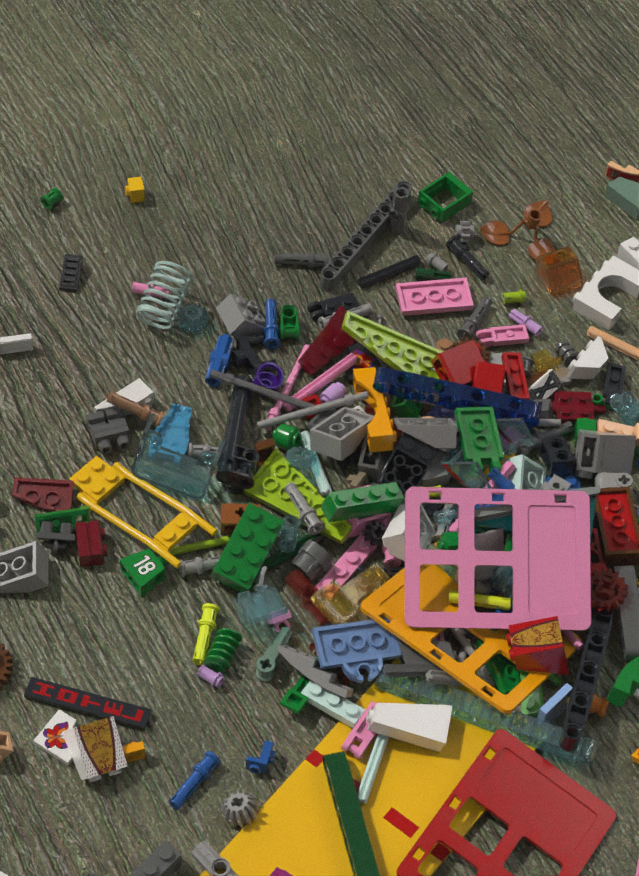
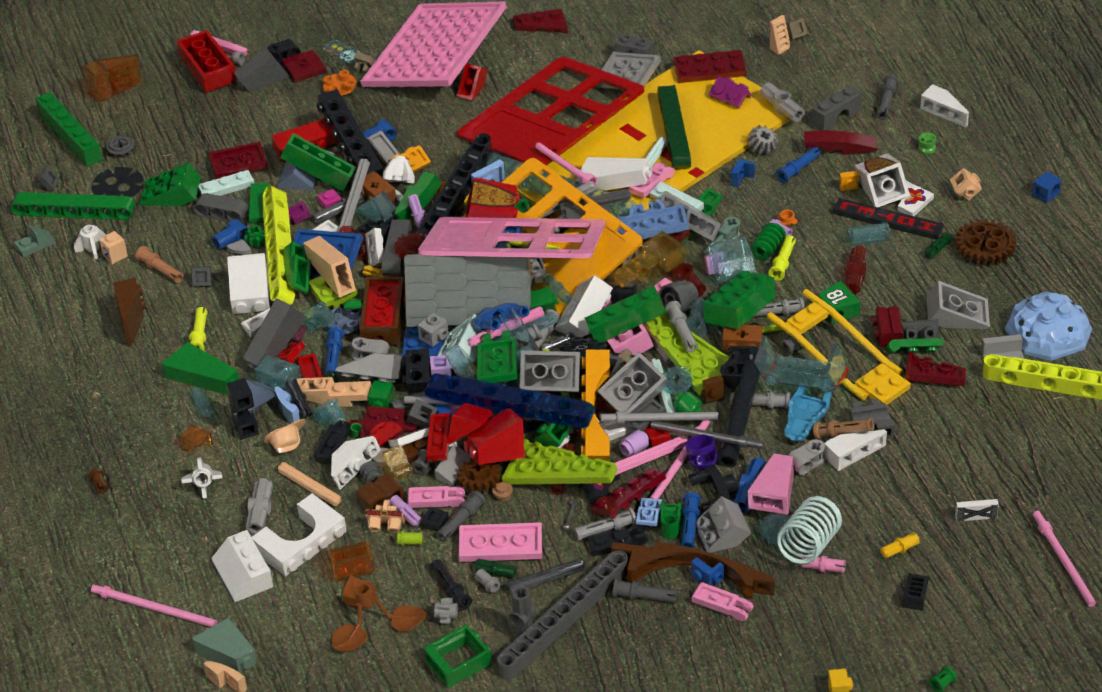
camera: 165 degrees left, 10 degrees down
(32, 665) = (938, 245): none -> dark green axle
(37, 821) = (927, 143): none -> bright green wheel
(83, 310) = (900, 545): none -> yellow axle
(110, 676) = (869, 234): none -> clear light blue panel
(124, 619) = (856, 269): none -> clear red piece
(145, 815) = (840, 140): none -> dark red slope
(169, 390) = (808, 456): none -> light grey piece
(198, 341) = (773, 486): none -> bright pink slope
(203, 689) = (787, 217): none -> orange plate
(236, 254) = (722, 601): none -> bright pink hinge
(252, 274) = (703, 573): none -> blue bracket
(290, 289) = (645, 560): none -> reddish brown slope
(308, 327) = (649, 512): none -> light blue slope
(437, 696) = (584, 177): none -> bright pink piece
(497, 314) = (434, 519): none -> black plate
(541, 311) = (387, 515): none -> light nougat hips
(541, 456) = (440, 365): none -> lavender brick
(552, 333) = (381, 489): none -> reddish brown brick
(567, 388) = (385, 431): none -> red tile
(619, 657) = (417, 211): none -> lavender axle

